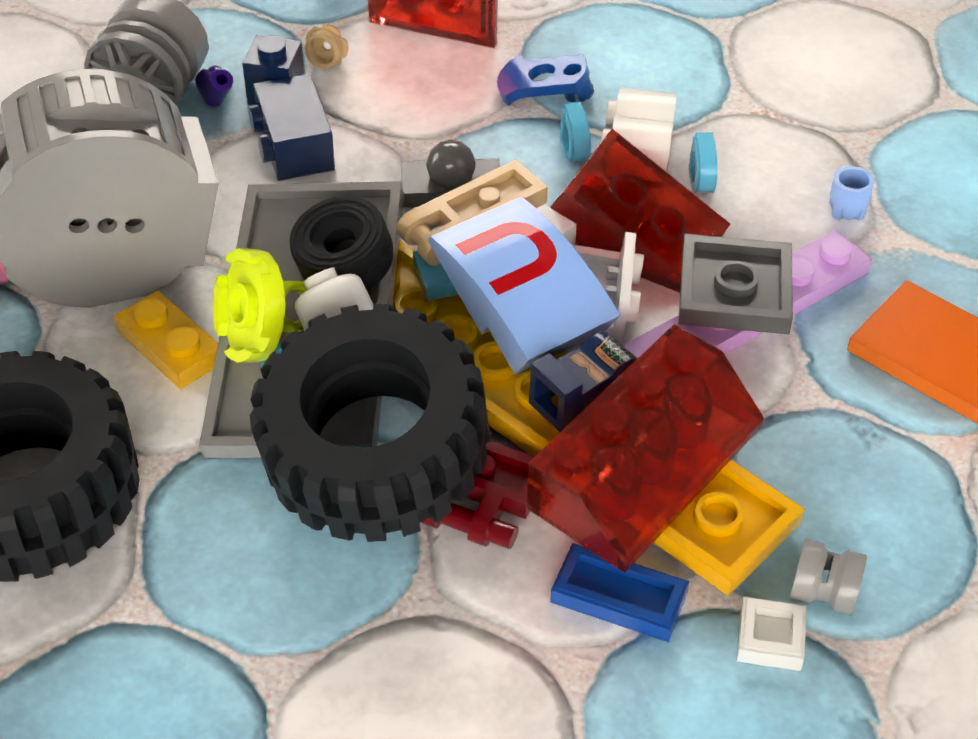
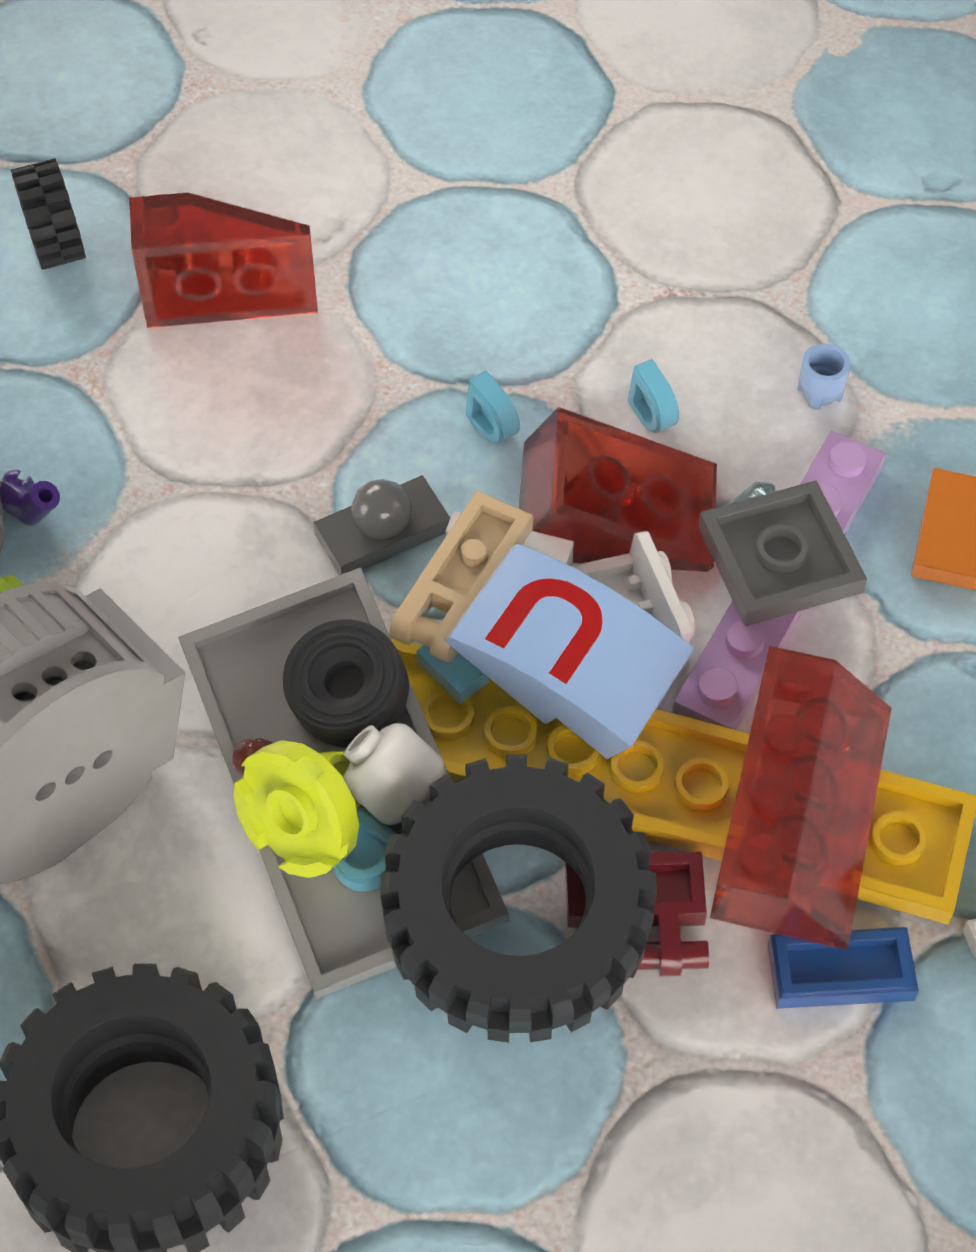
camera: 25 degrees left, 10 degrees up
(168, 338) = (186, 867): yellow plate -> none
(271, 60) = (95, 458): dark blue brick -> none
(292, 127) = (160, 524): brick -> none
(318, 54) = (126, 402): tan plate -> none
(517, 77) = (374, 341): blue piece -> none
(576, 378) = (691, 743): dark blue leg -> none
(644, 120) = (561, 370): white brick -> none

